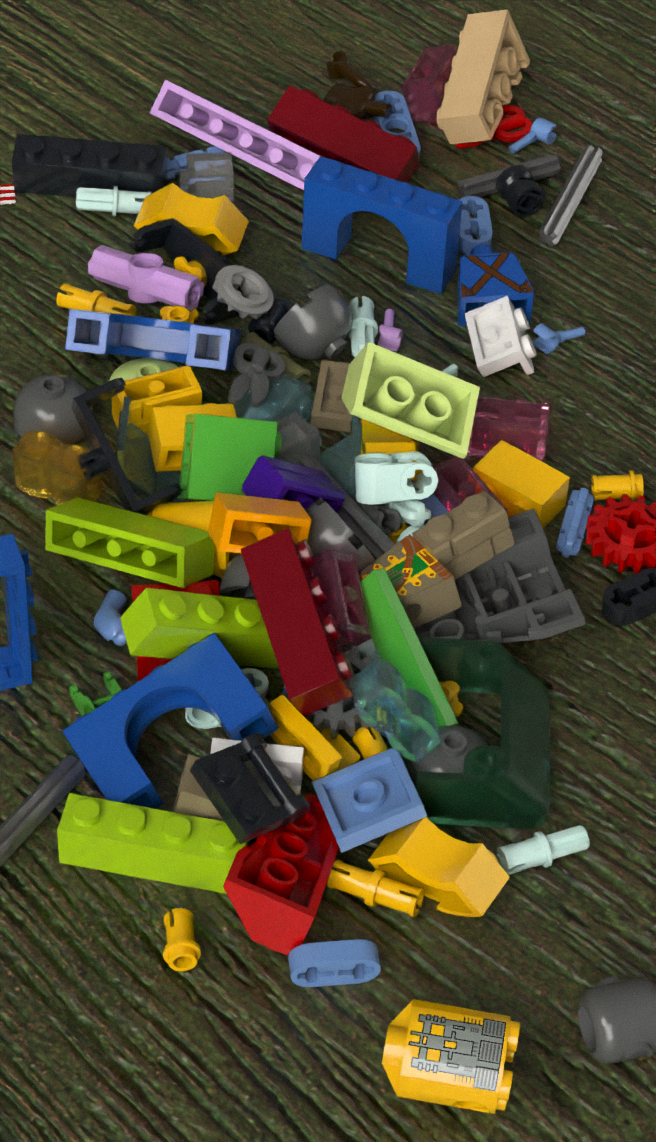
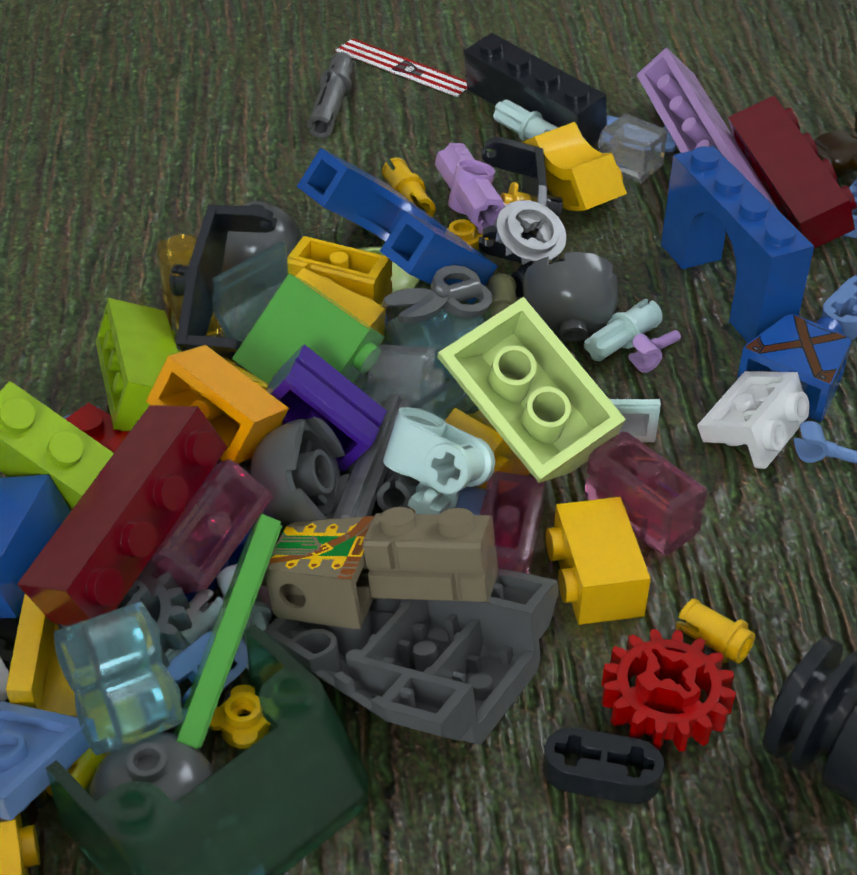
camera: 45 degrees right, 5 degrees down
(574, 522) = (593, 653): medium blue axle -> none

